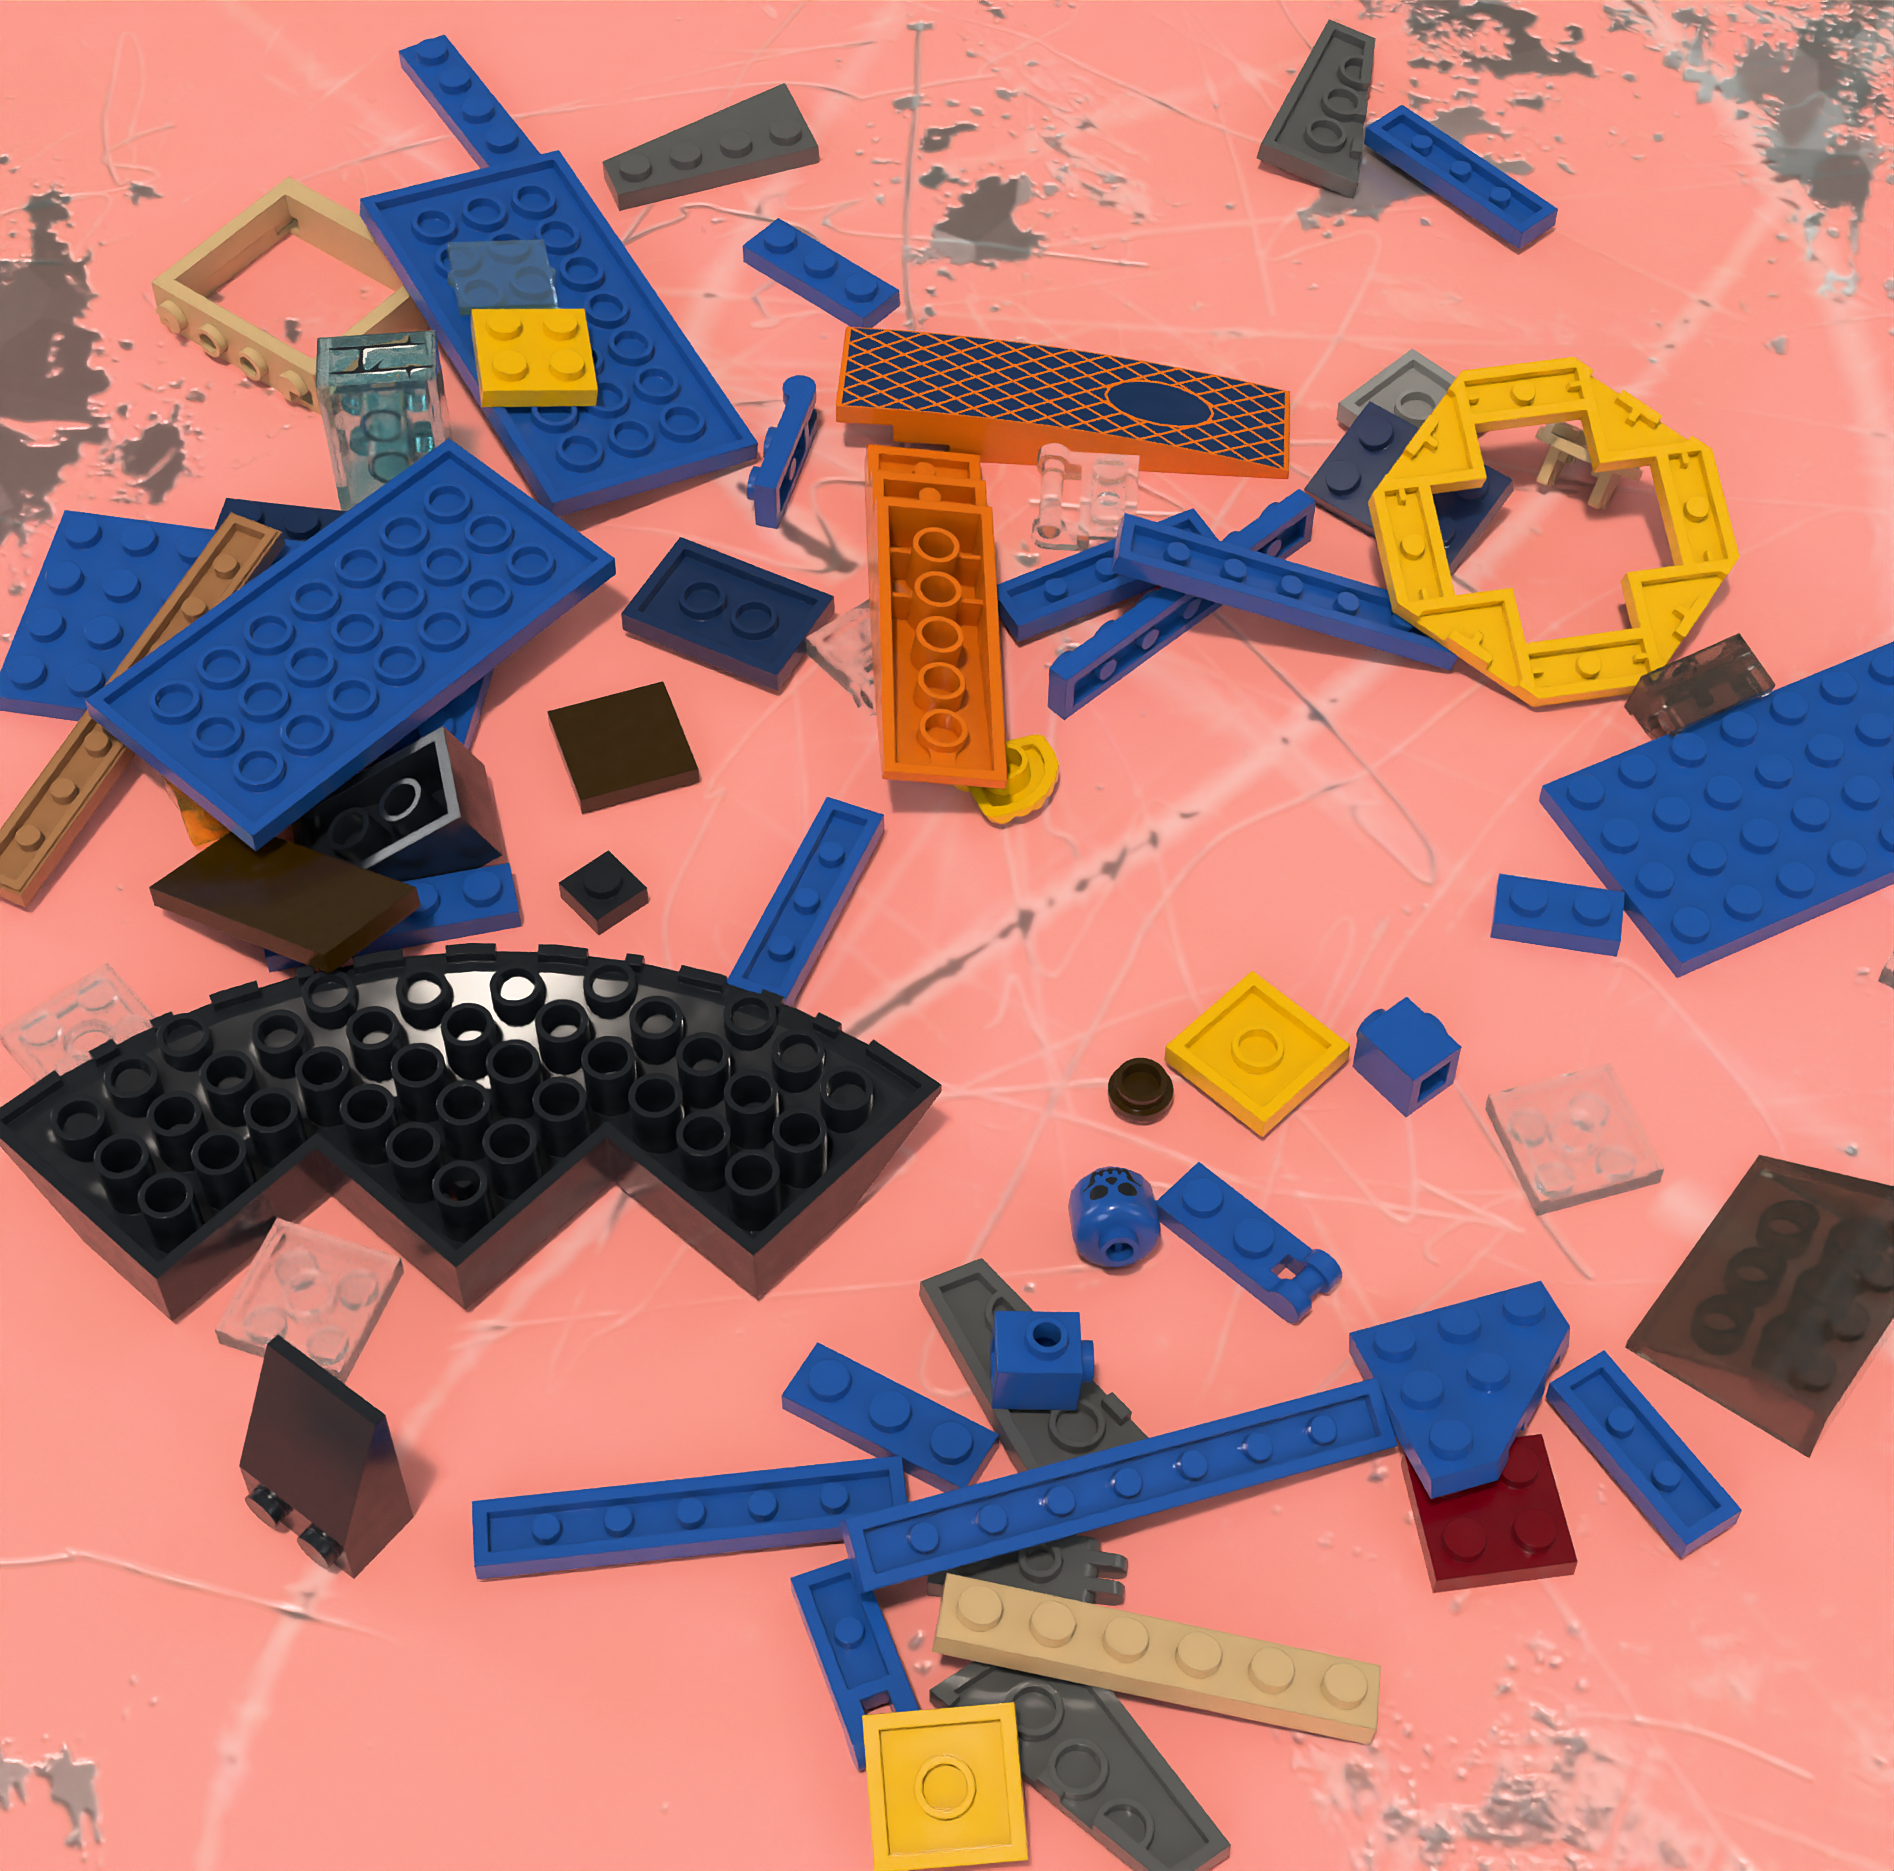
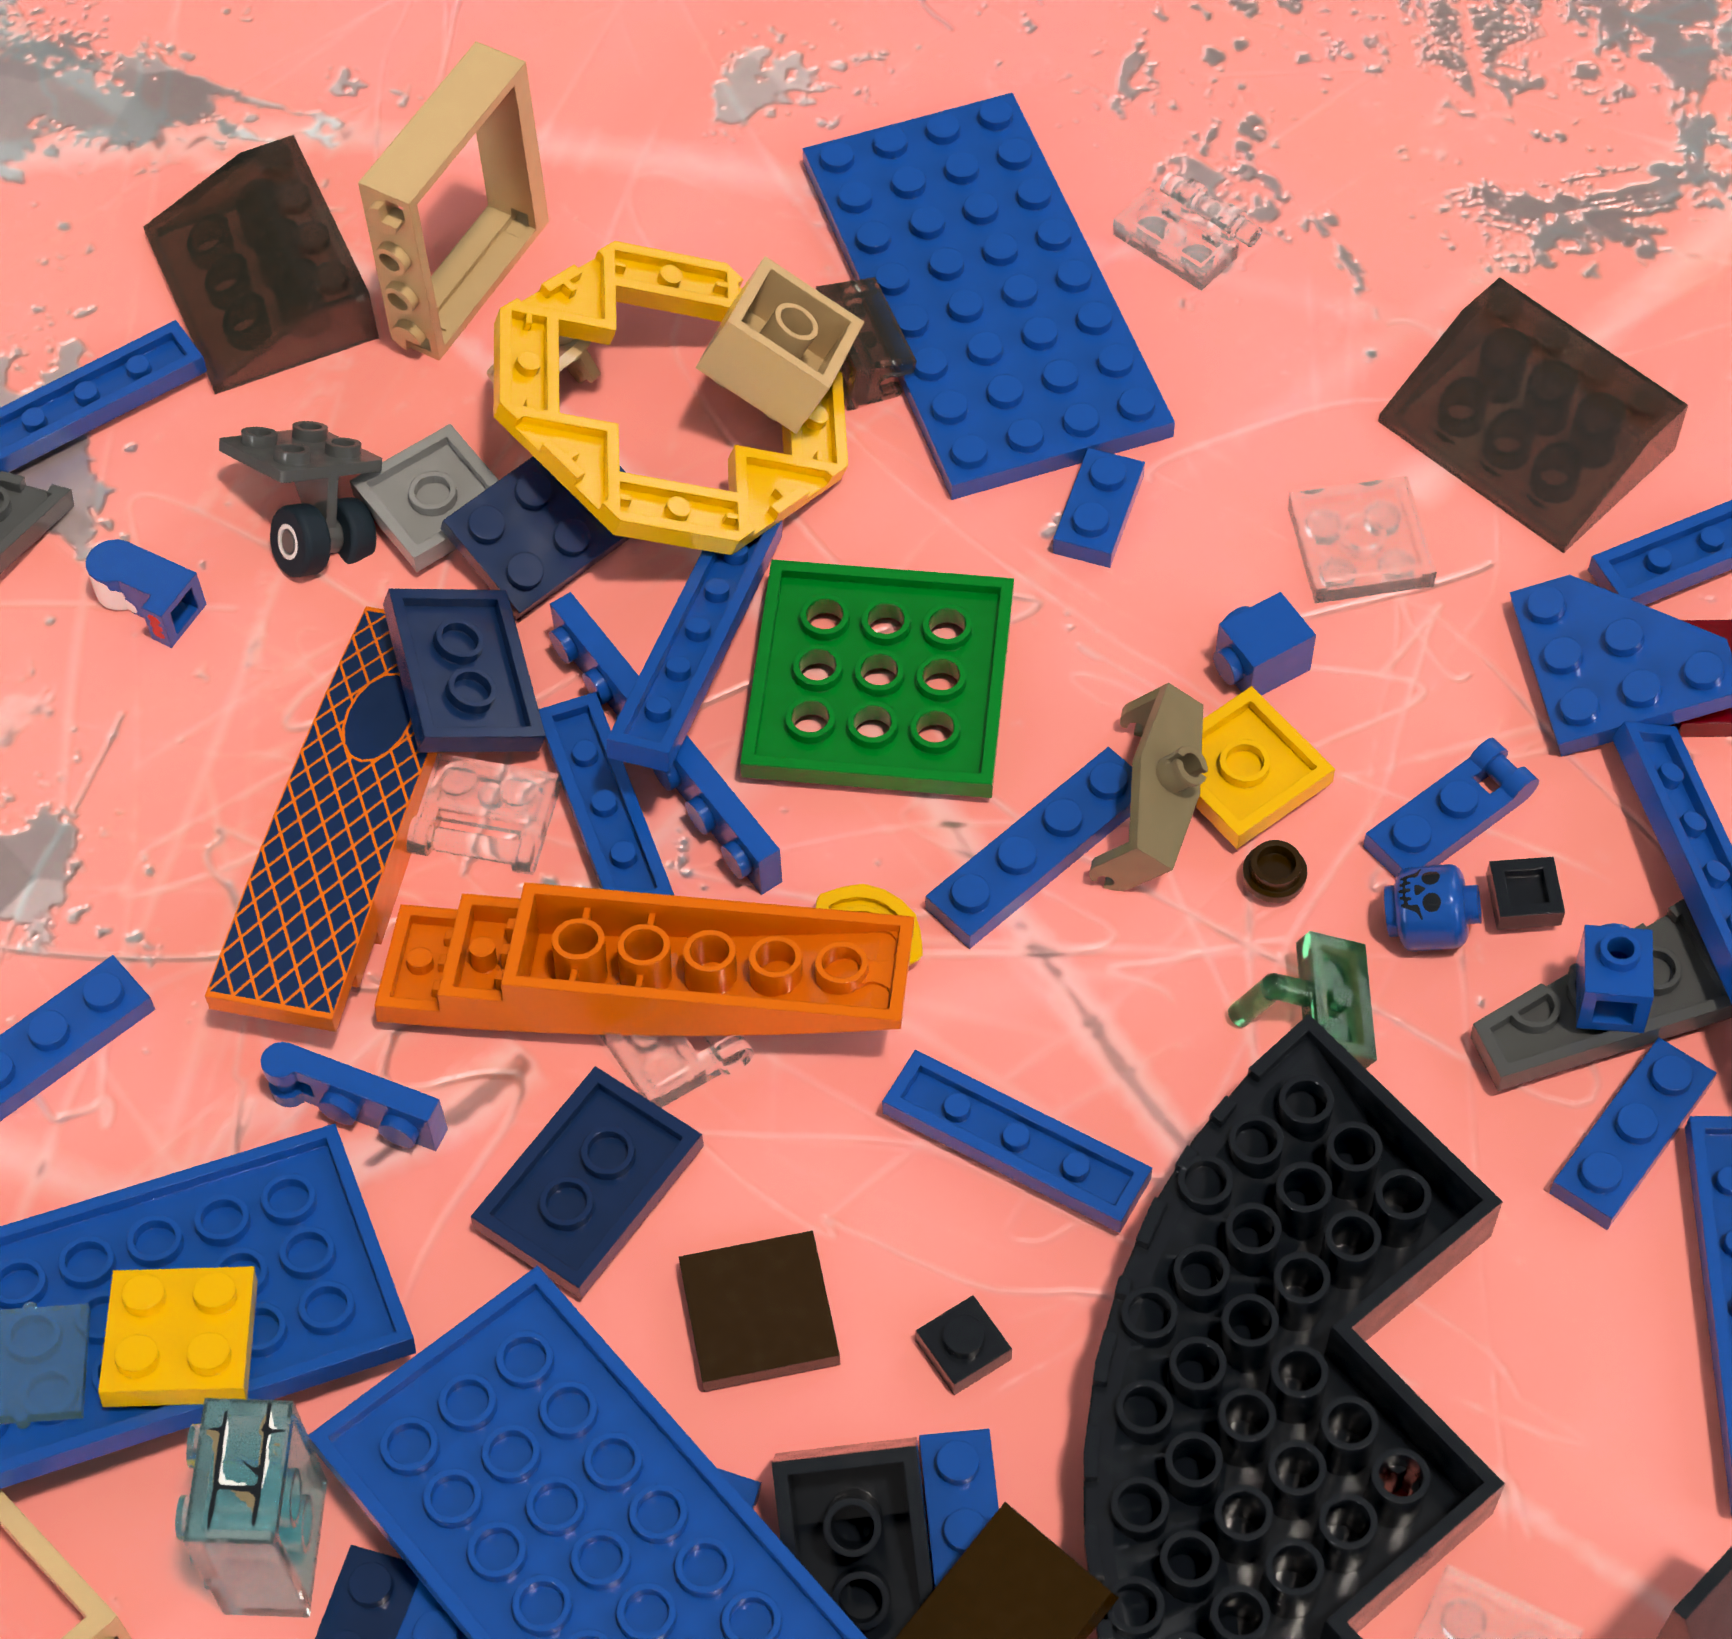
camera: 80 degrees left, 5 degrees up
(992, 1137) = (1329, 987): none -> clear green plate
(1136, 902) = (1034, 849): none -> blue plate
(1153, 1306) = (1525, 893): none -> black plate
(1206, 963) = (1162, 787): none -> dark tan piece
(1216, 444) = (463, 670): none -> dark blue plate
(1264, 252) = (146, 585): none -> blue leg
(1268, 777) = (907, 704): none -> green piece
(1419, 305) = (322, 523): none -> dark grey plate
(1628, 588) = (780, 345): none -> tan brick
(1648, 263) = (261, 268): none -> clear smoke slope
(1733, 247) = (481, 96): none -> tan window

